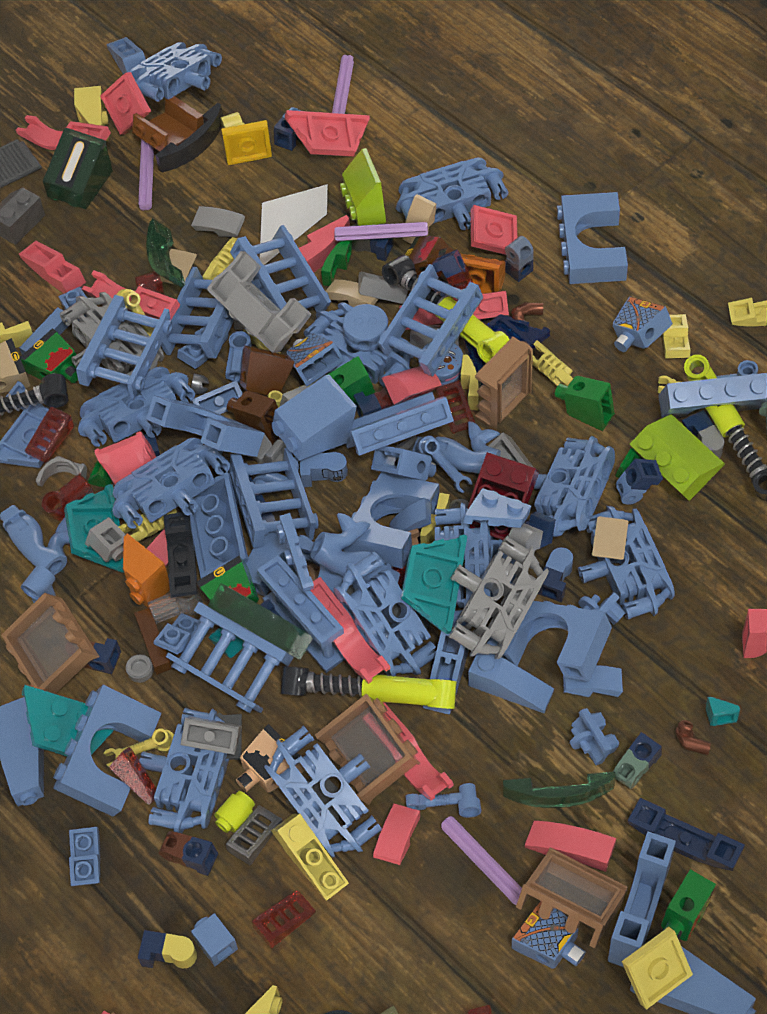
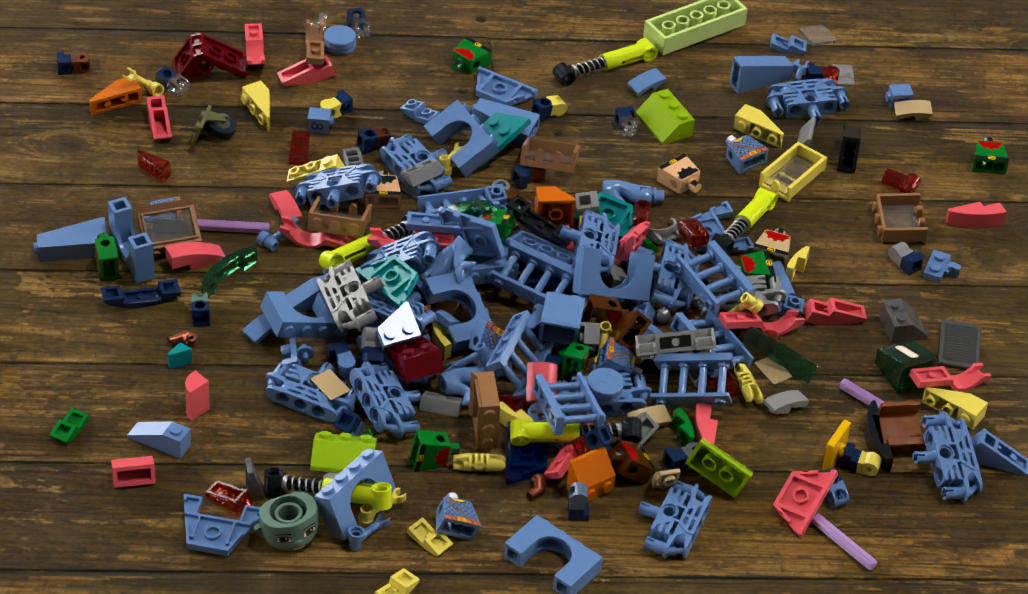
camera: 125 degrees right, 15 degrees down
(38, 583) = (590, 170): medium blue piece -> none
(123, 101) = (950, 407): coral tile -> none
(132, 773) = (449, 140): clear red slope -> none
(234, 812) = (374, 158): neon yellow brick -> none
(295, 212) = (753, 443): white sticker -> none
(381, 231) = (675, 448): lavender axle -> none
(492, 229) = (618, 514): coral tile -> none
(590, 737) = (235, 299): medium blue hips -> none
(657, 968) = (93, 211): light yellow tile -> none

